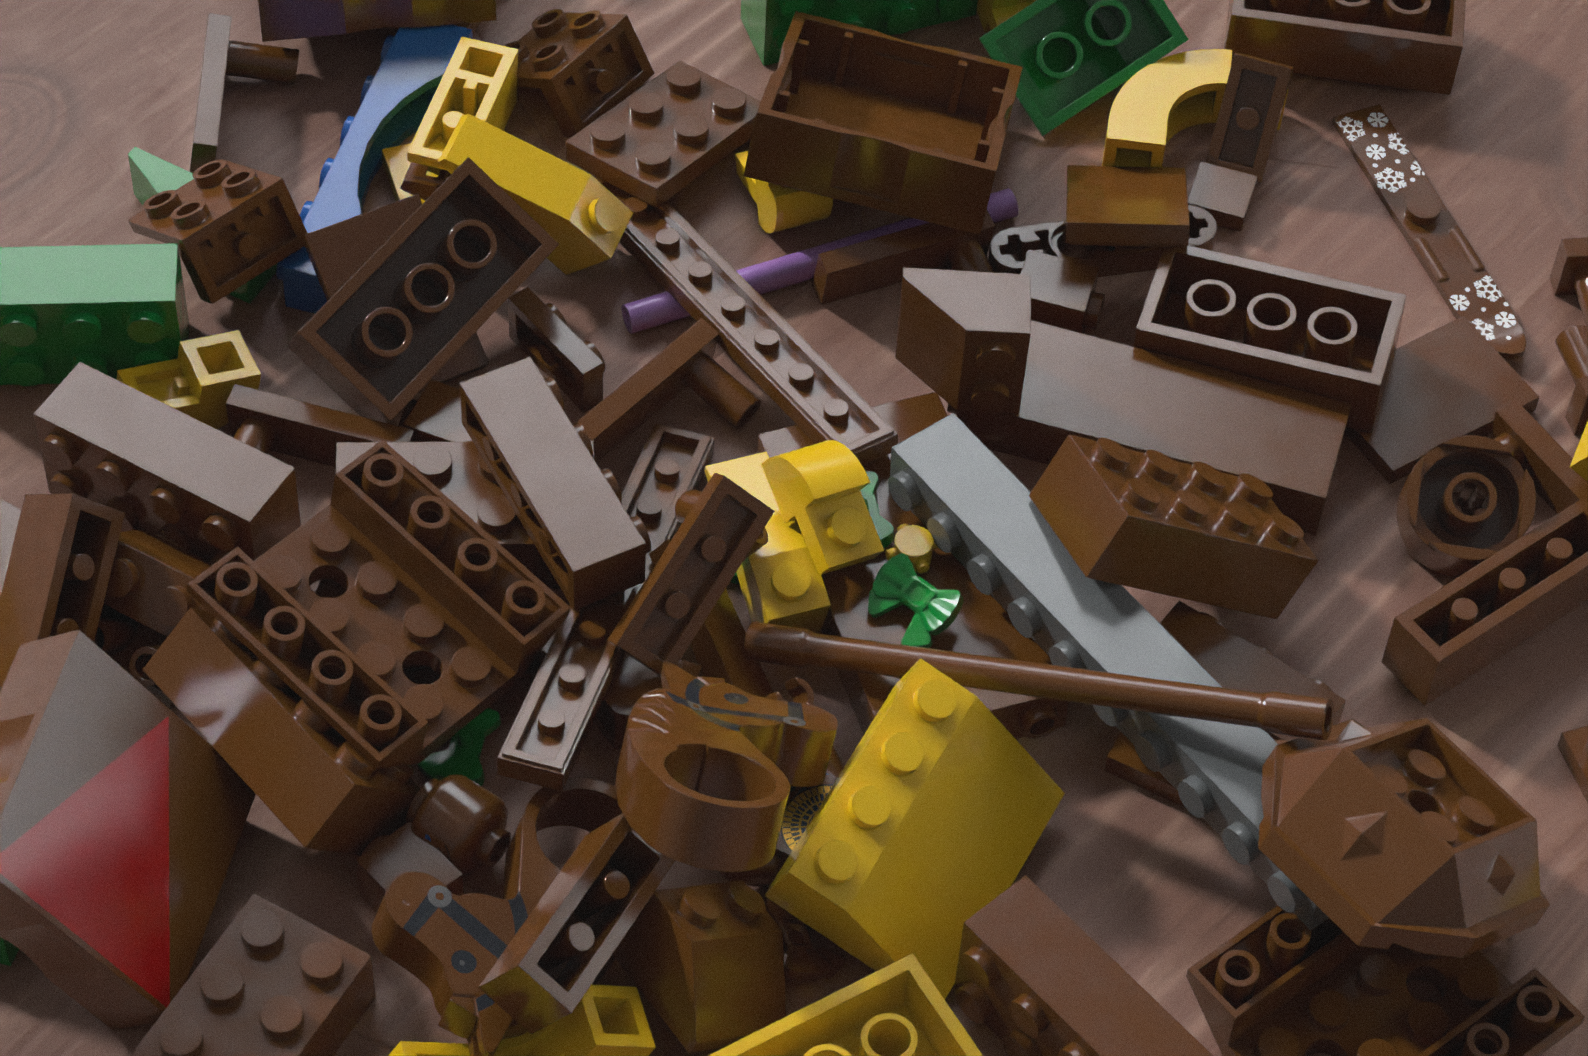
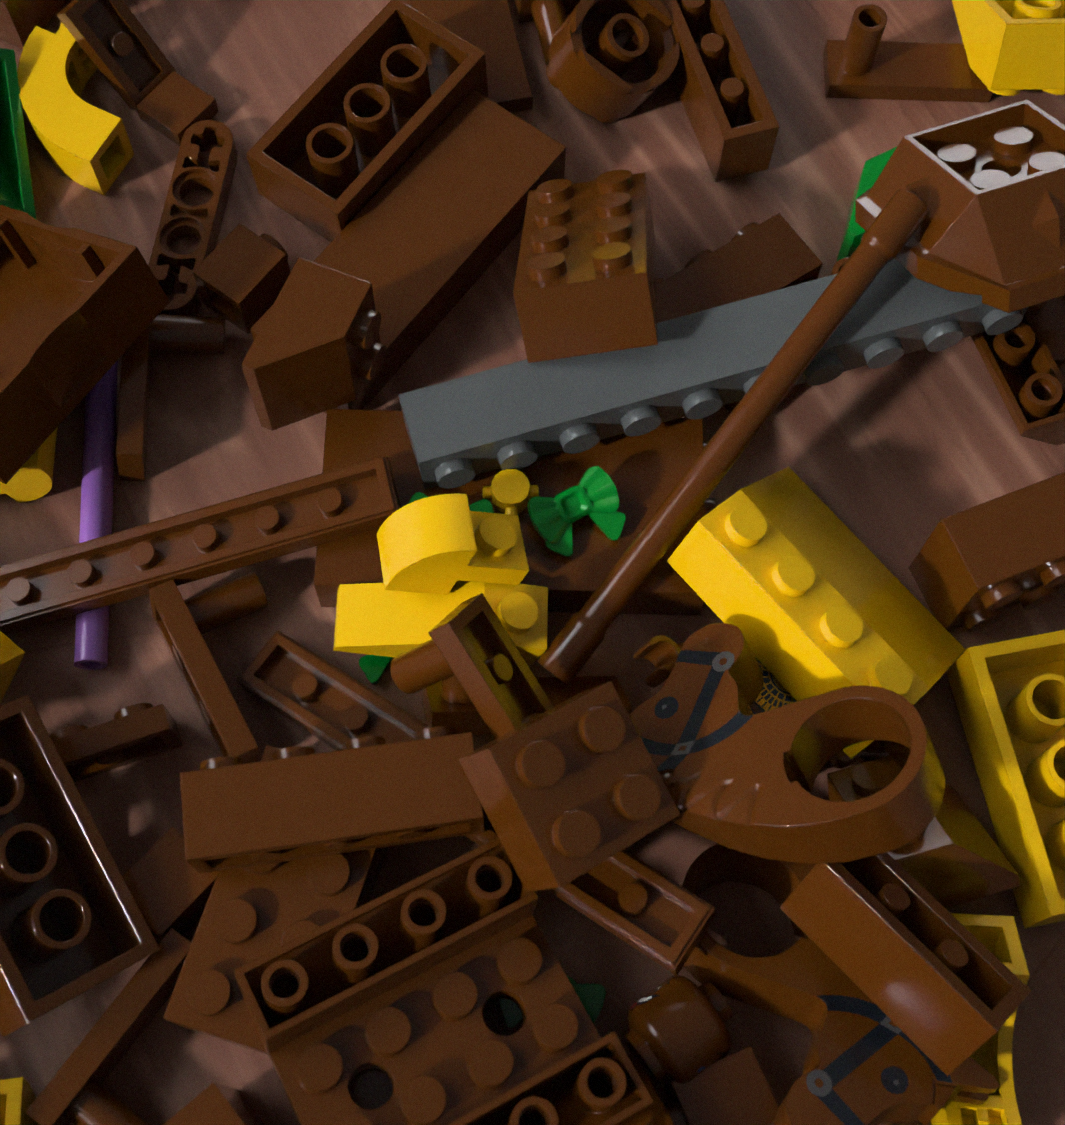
camera: 70 degrees left, 15 degrees up
(620, 614) = (569, 788): none -> reddish brown brick
(1127, 206) = (178, 175): reddish brown tile -> none

